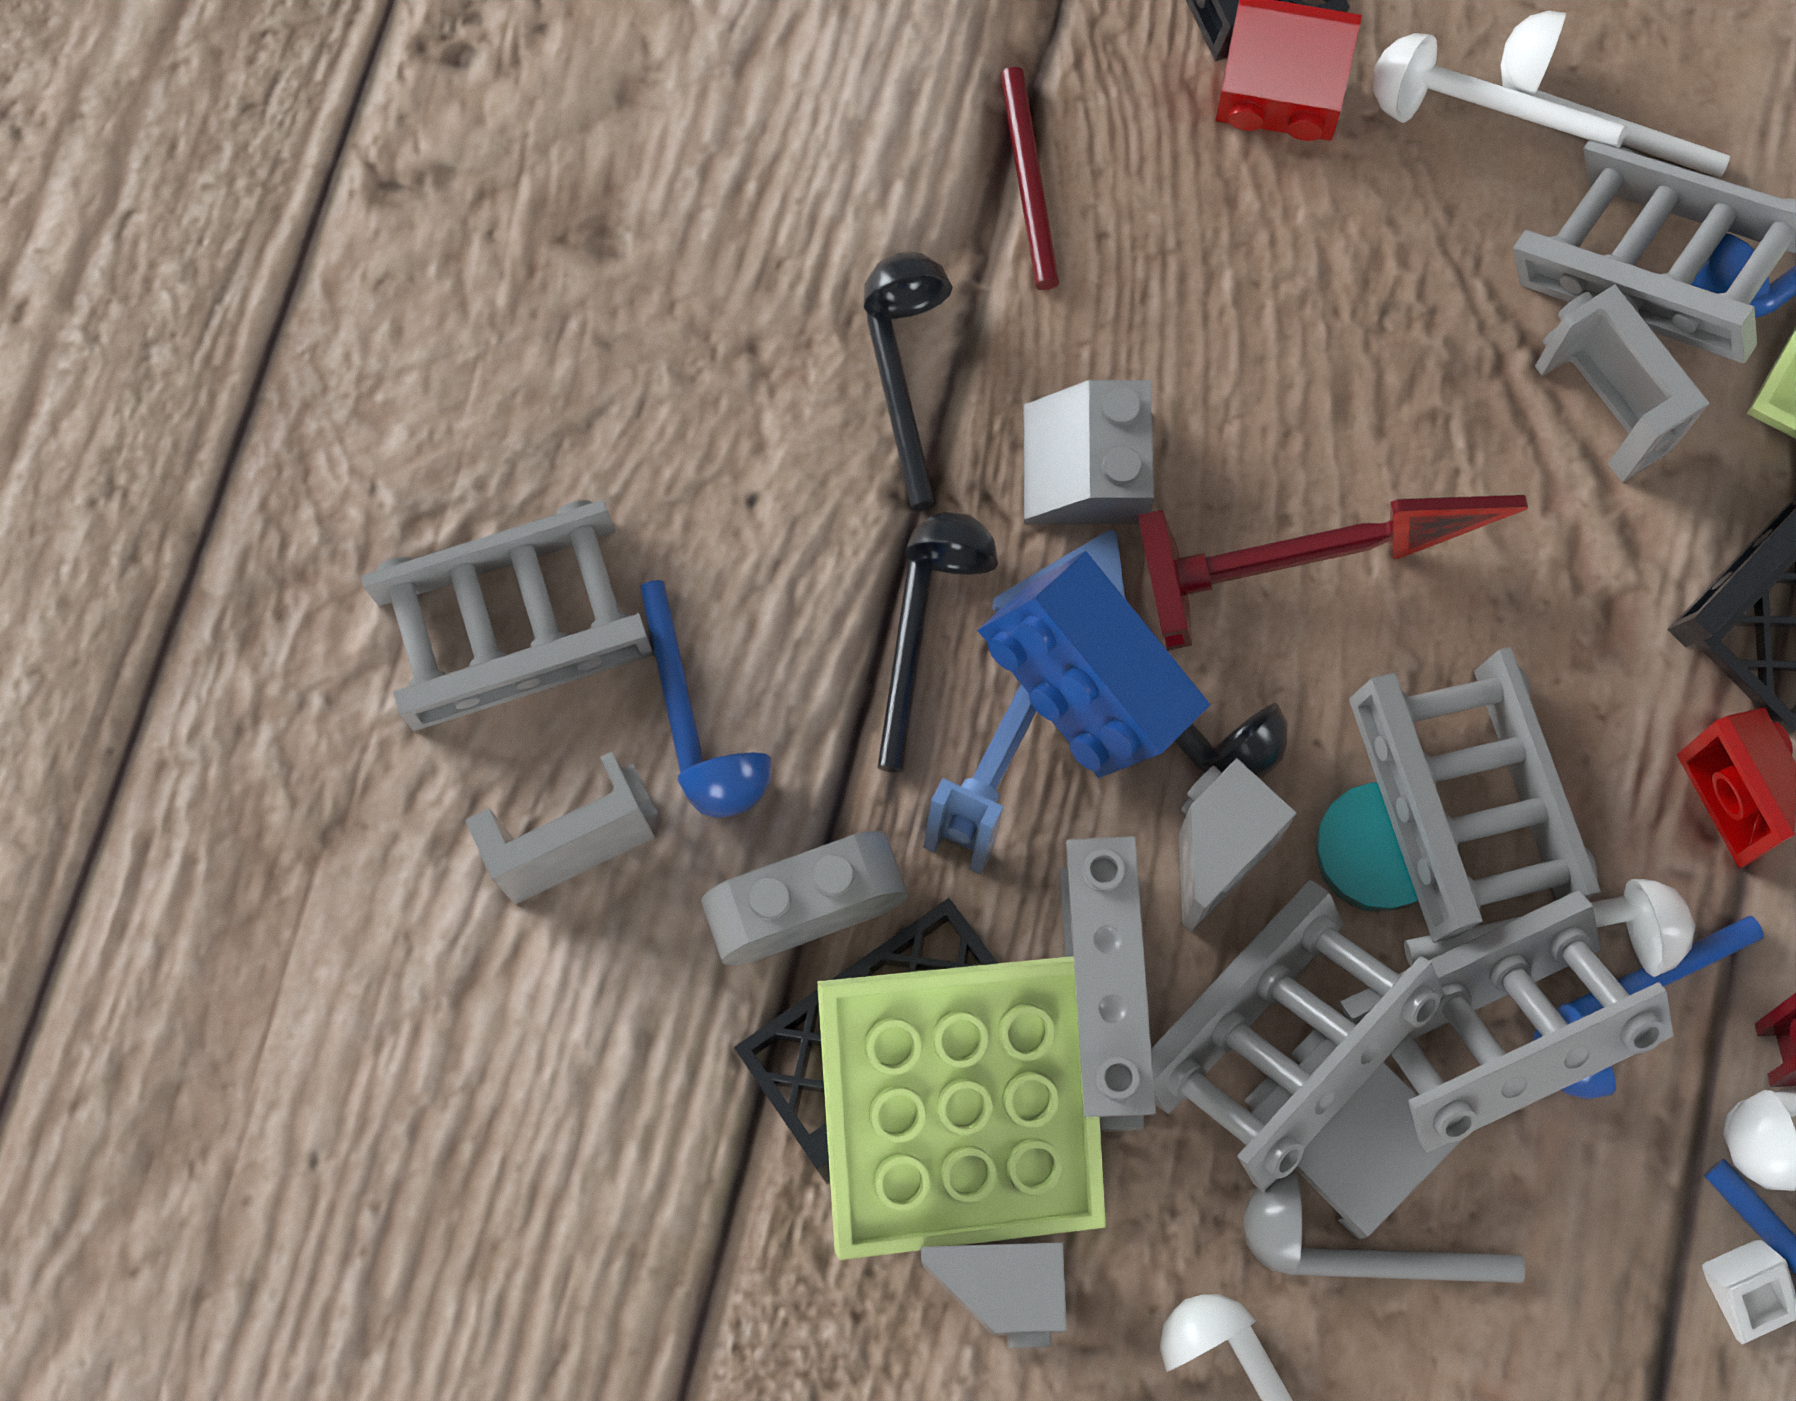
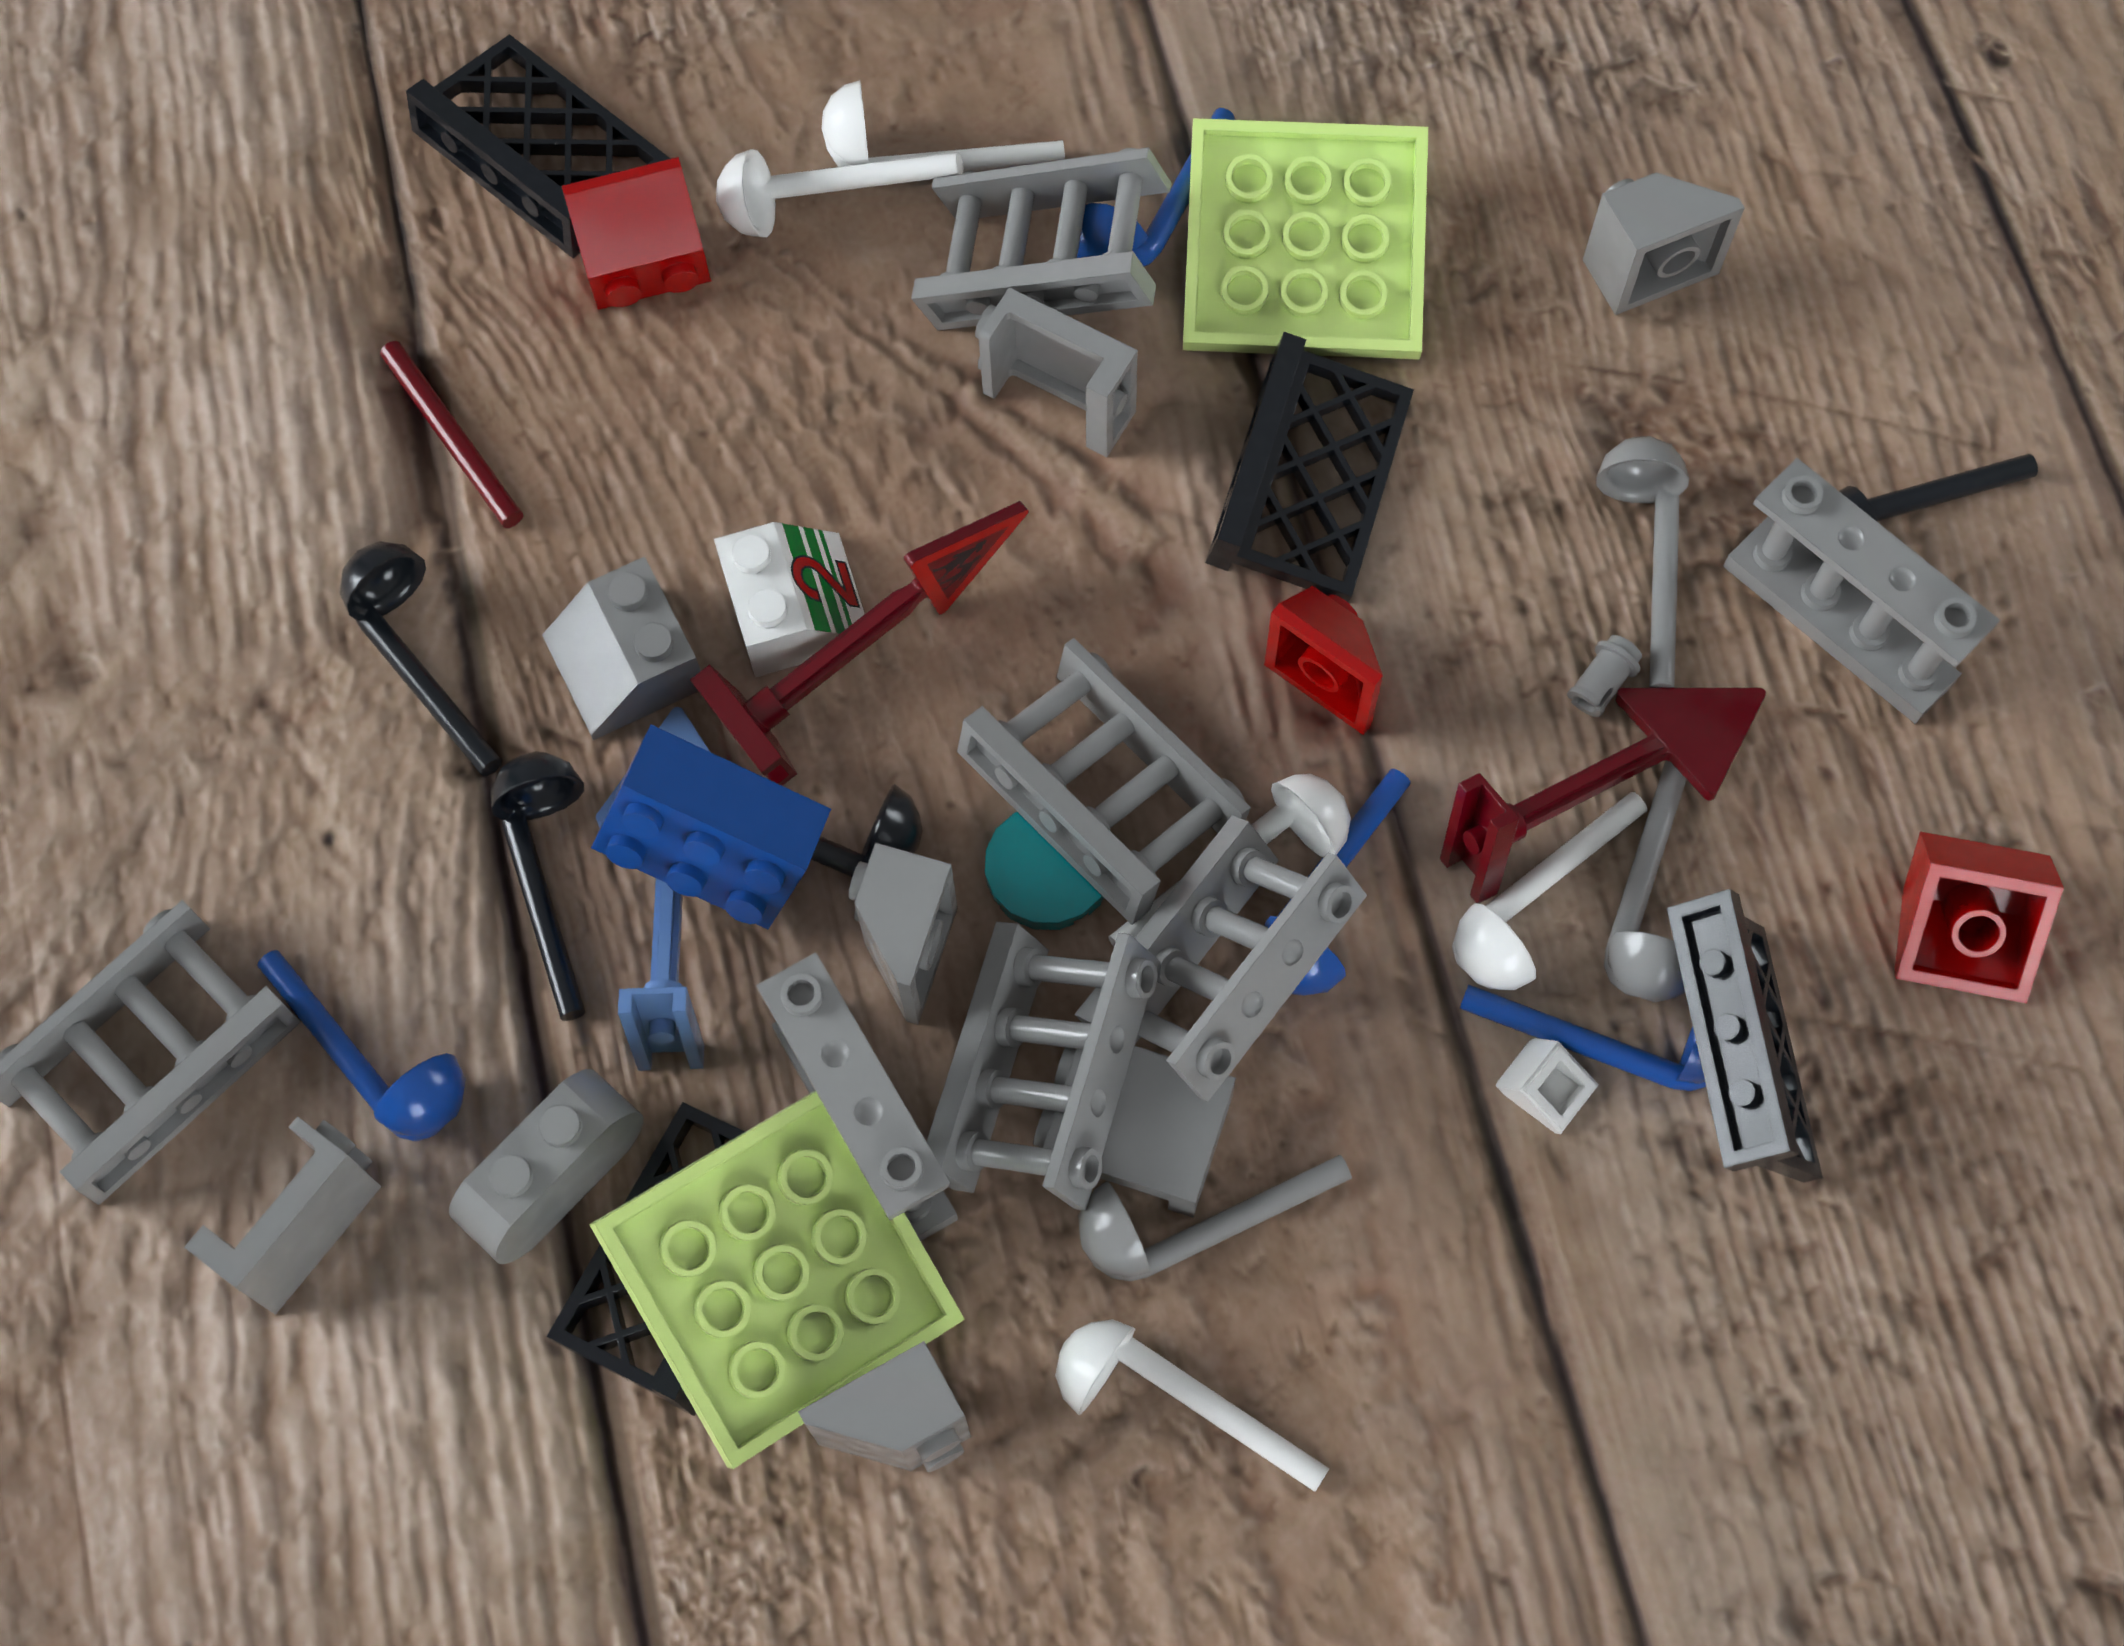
camera: 30 degrees left, 5 degrees down
(1265, 474) = (788, 591): none -> white slope

